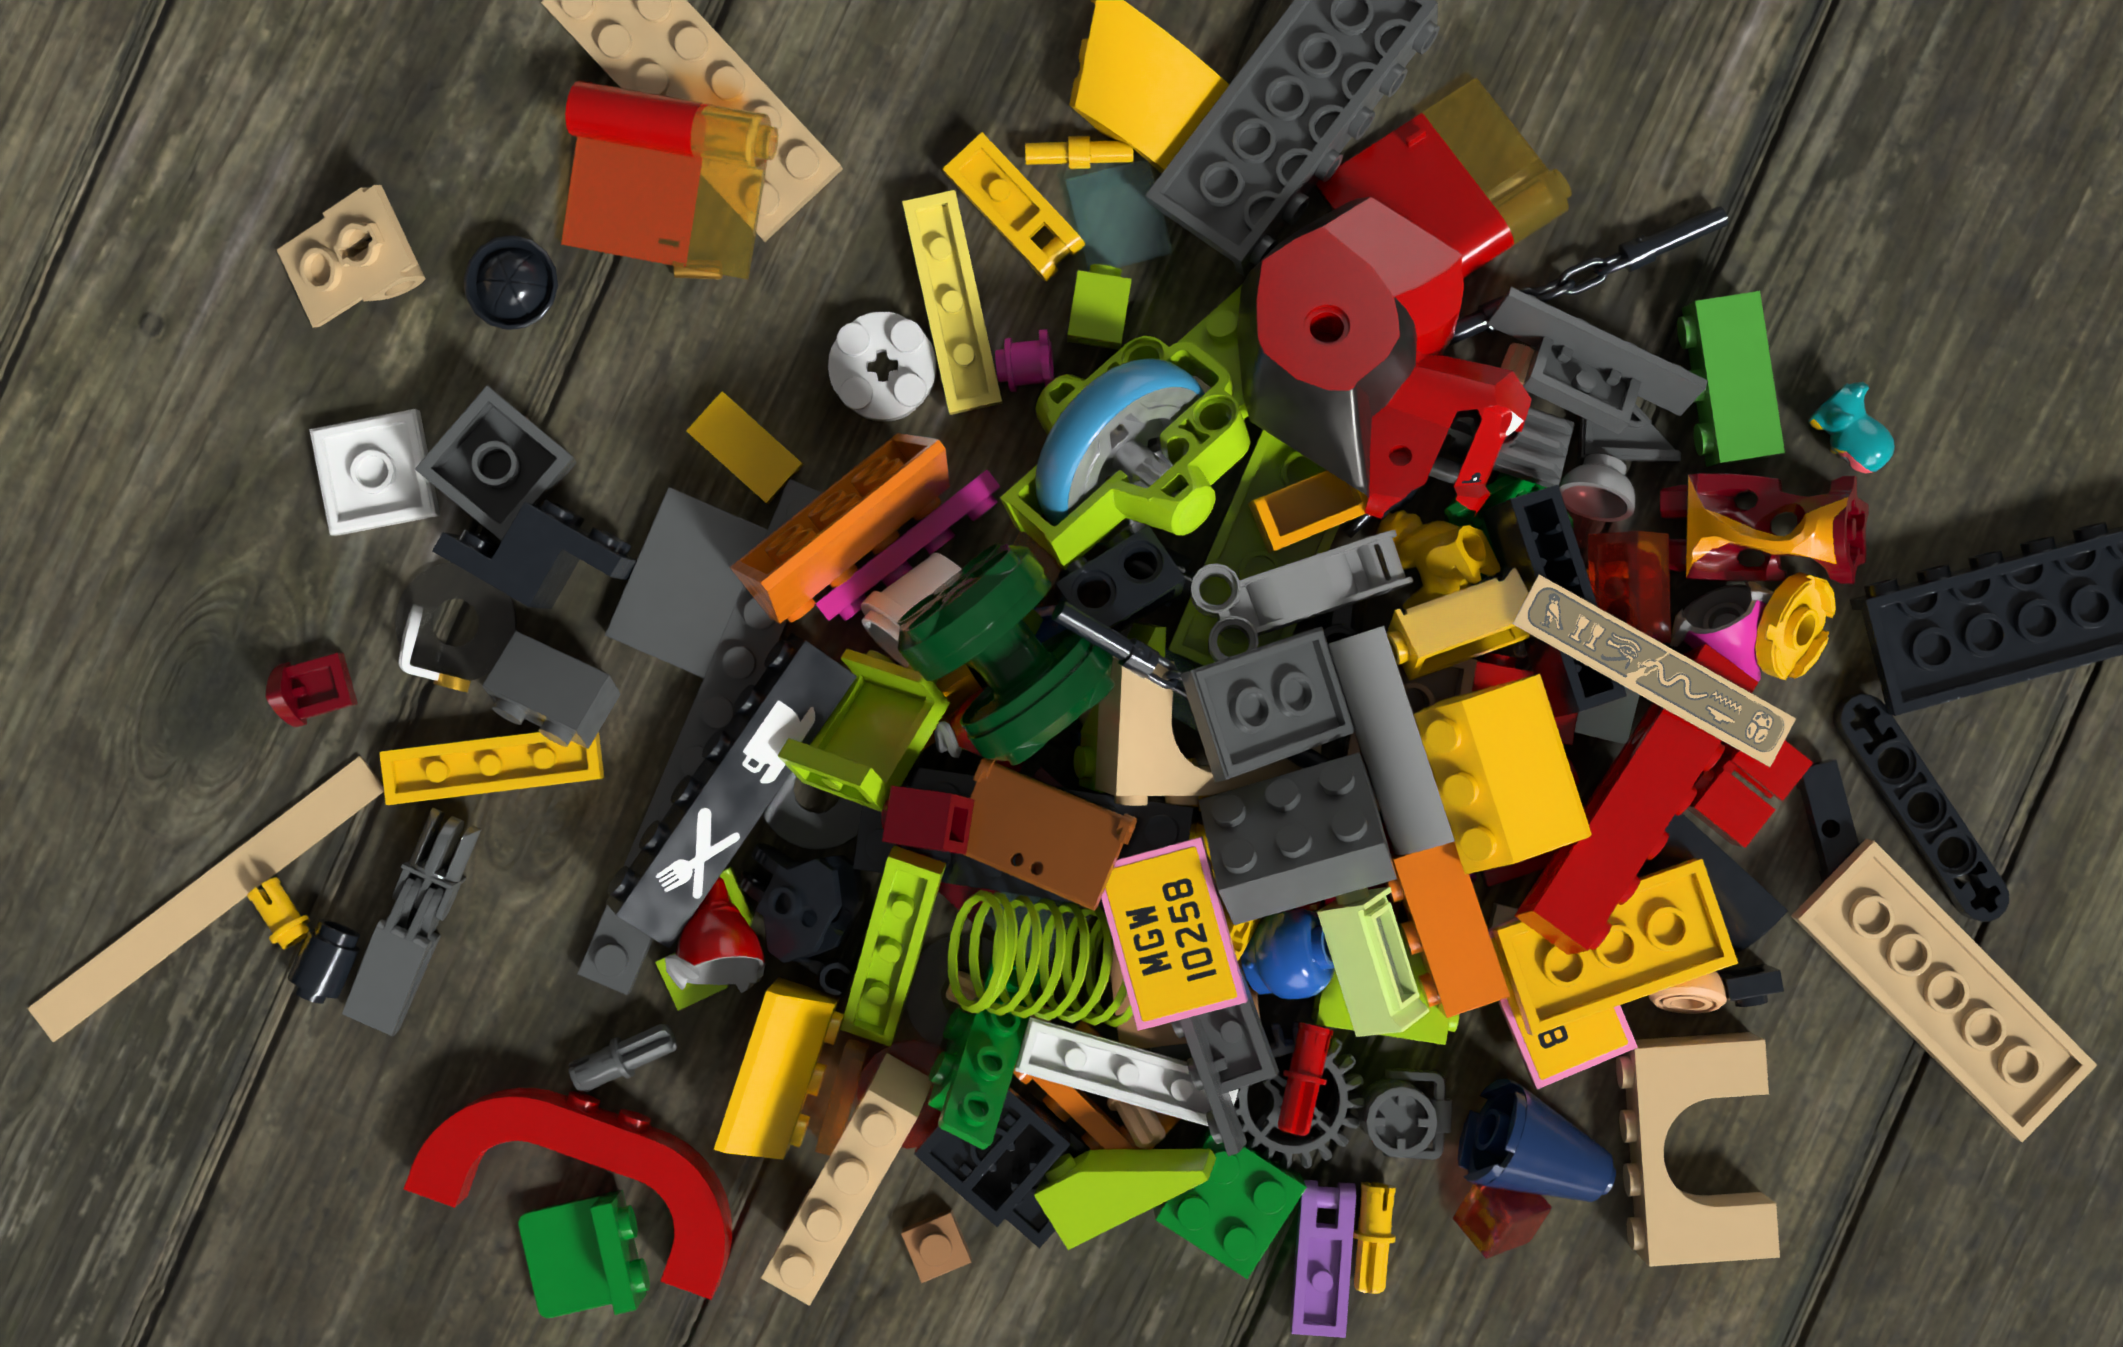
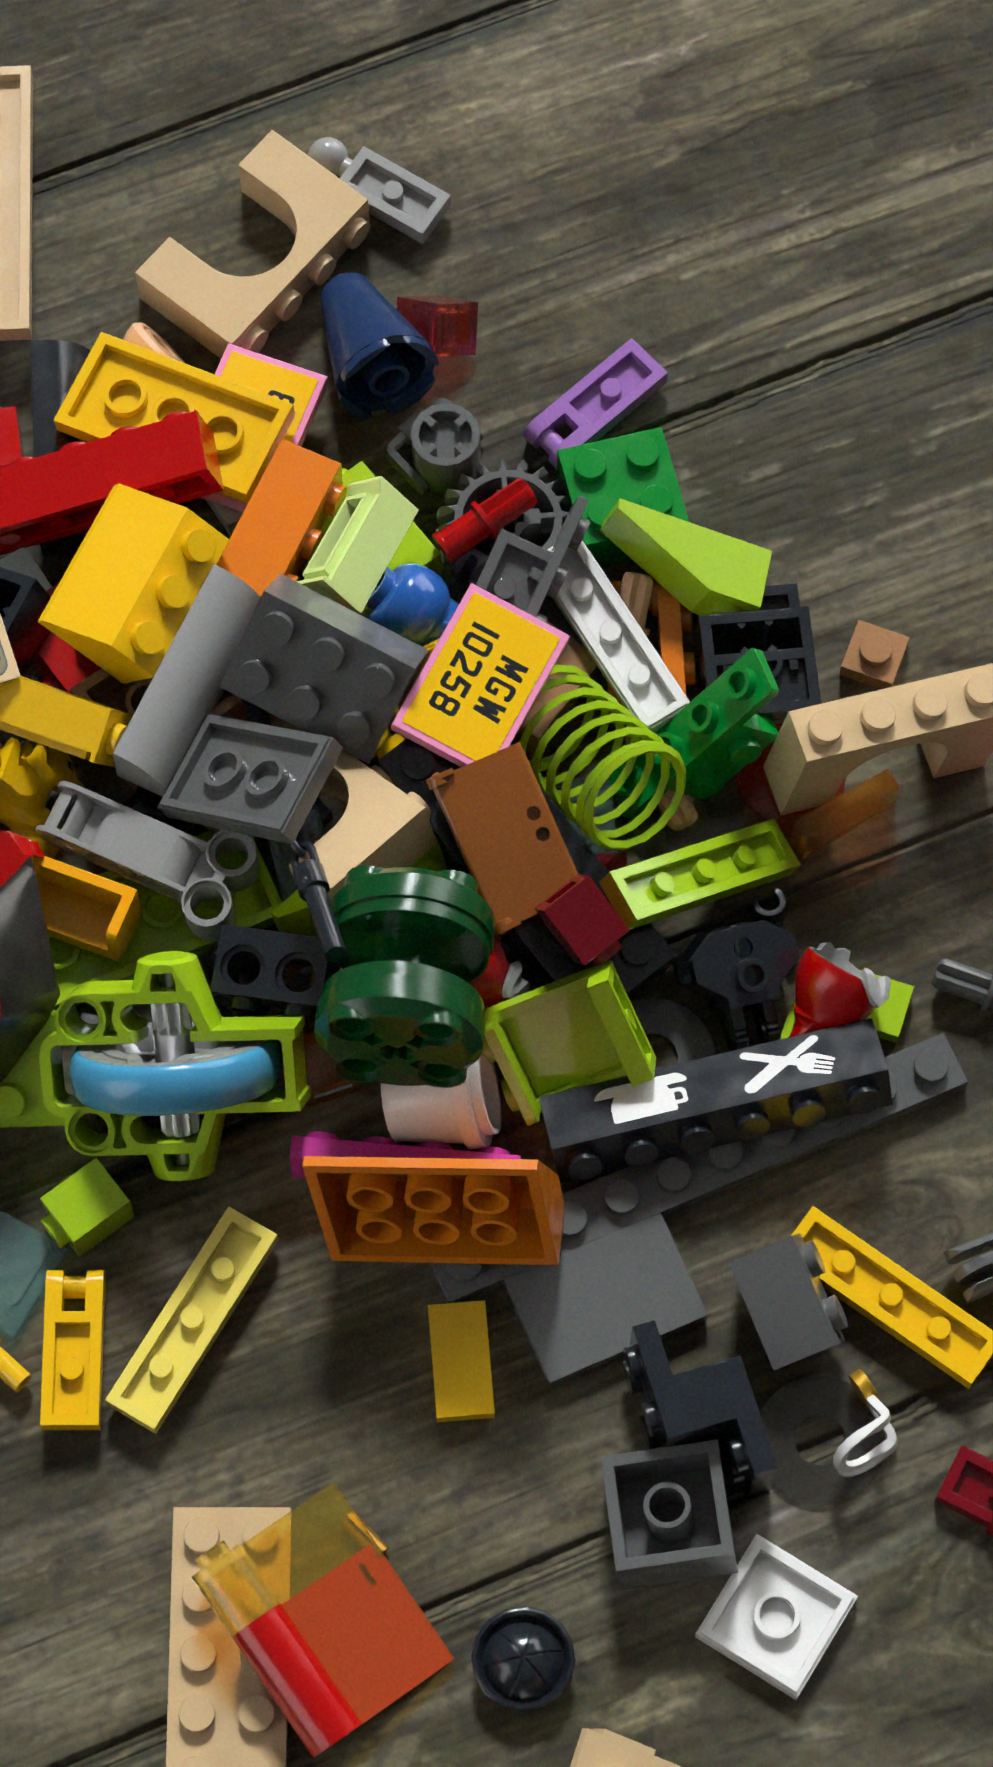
camera: 135 degrees left, 20 degrees down
(779, 1071) = (874, 871): yellow slope -> none
(859, 344) = (298, 1356): white plate -> none
(1025, 362) = (181, 1218): dark pink brick -> none
(1374, 1237) = (543, 389): yellow axle -> none
(1652, 1293) = (391, 191): none -> light grey plate
(1751, 984) = (103, 316): black plate -> none

